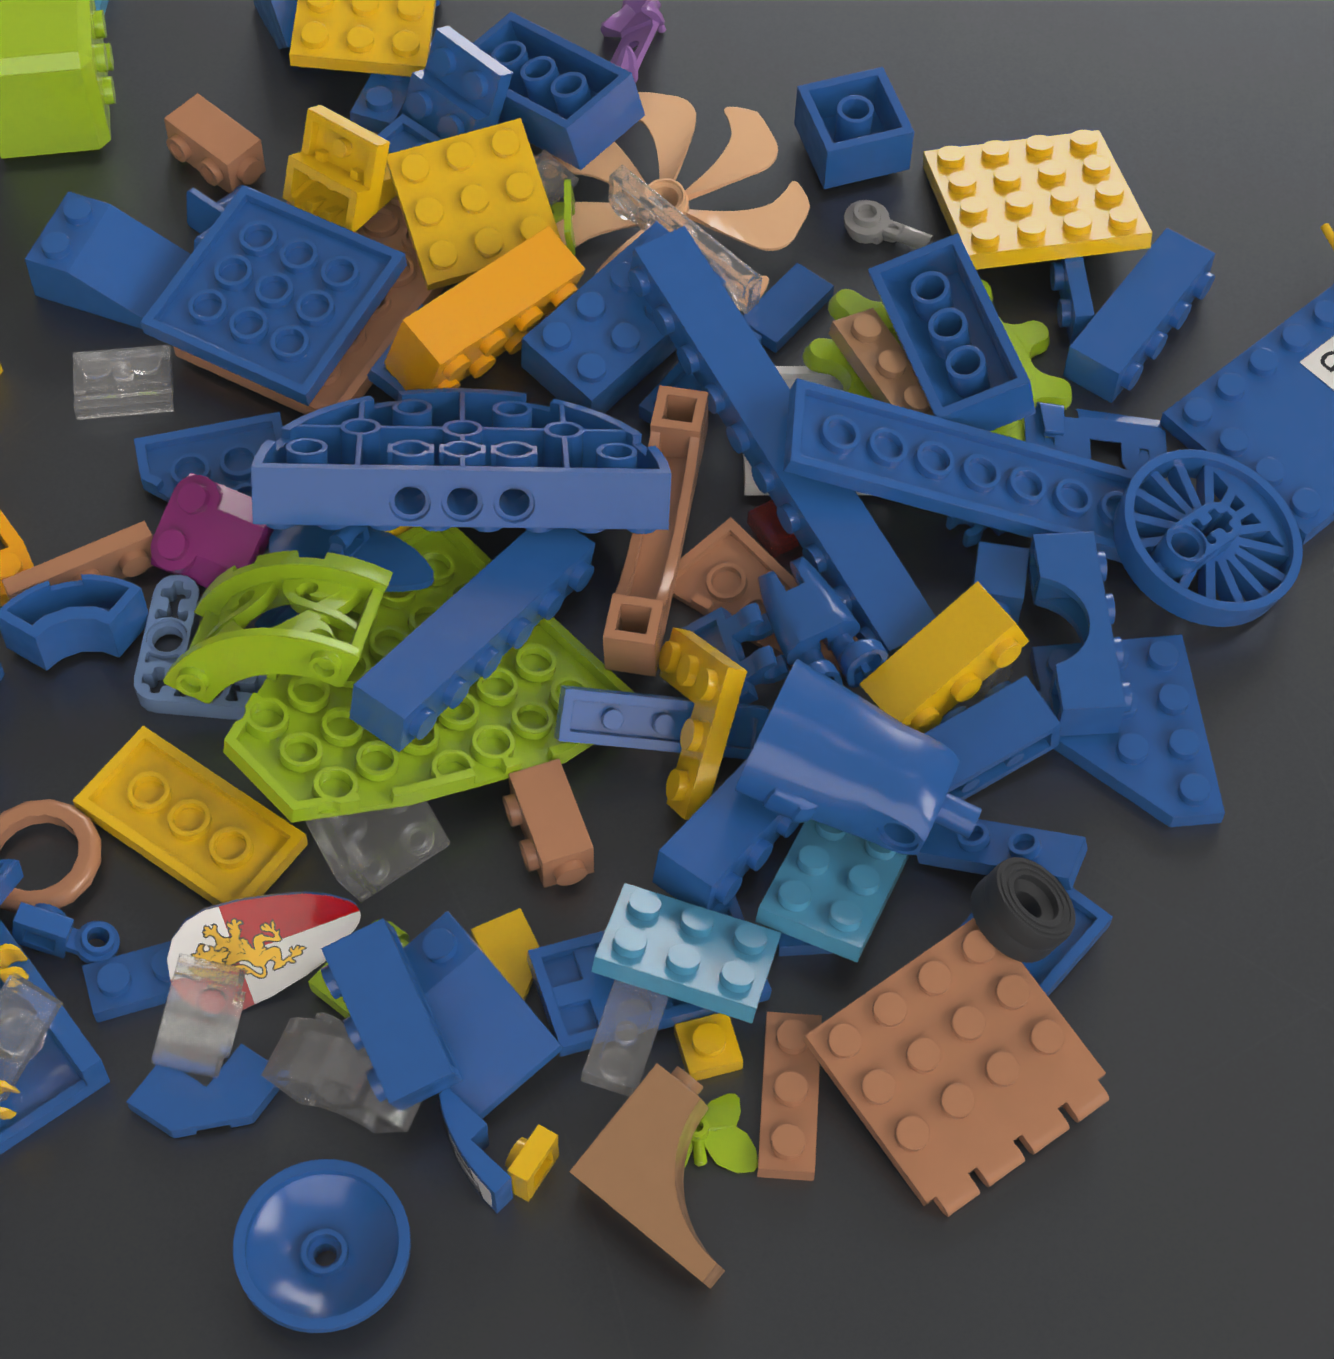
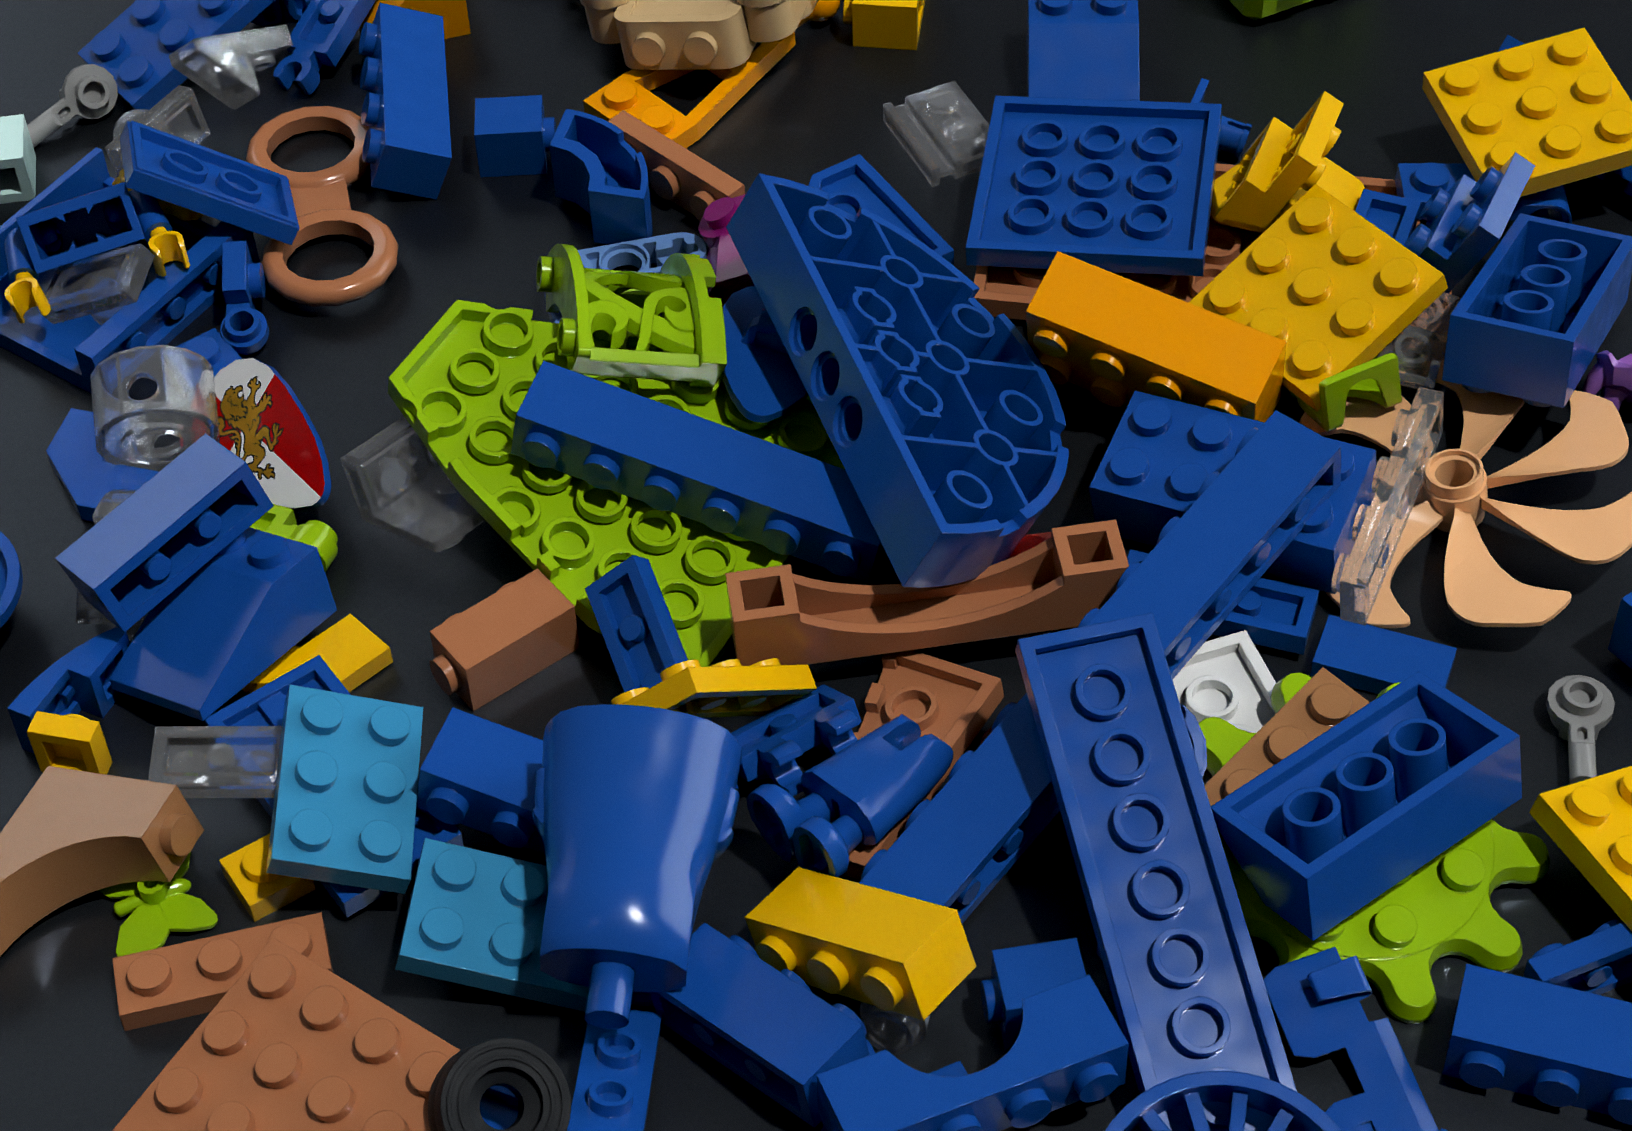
camera: 75 degrees right, 10 degrees down
(190, 821) = (399, 314): yellow plate -> none
(214, 144) = (1295, 78): nougat brick -> none

